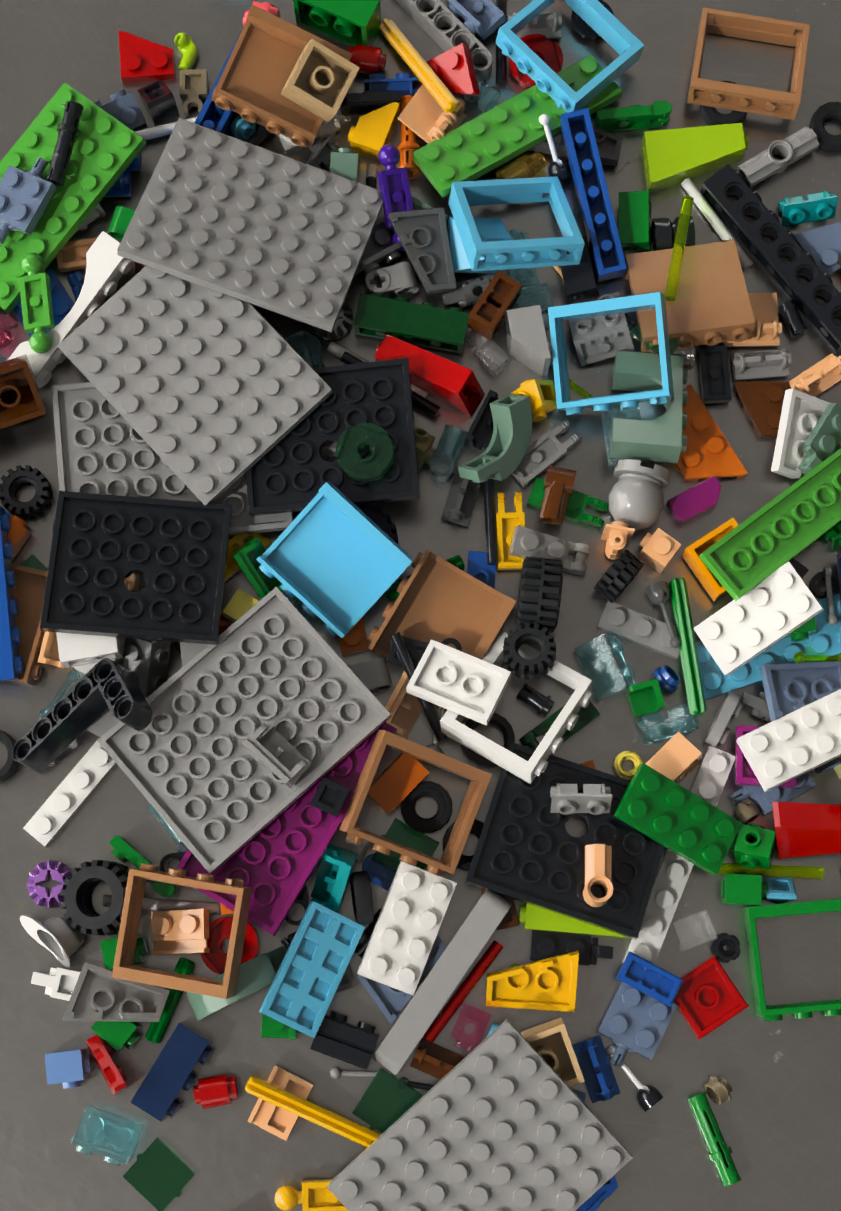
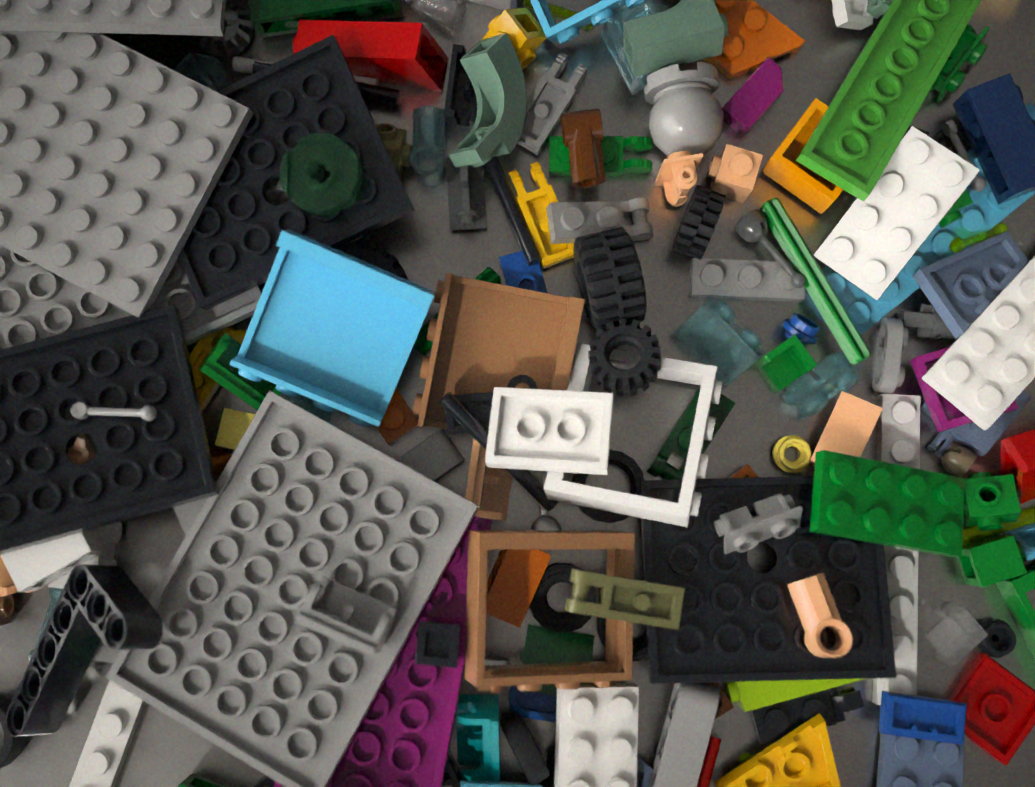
camera: 20 degrees left, 5 degrees up
(146, 555) = (82, 411): none -> light grey hinge
(147, 662) = (141, 548): dark grey bracket -> none
(469, 814) = (626, 599): none -> olive plate
(535, 700) = (649, 414): black pin -> none

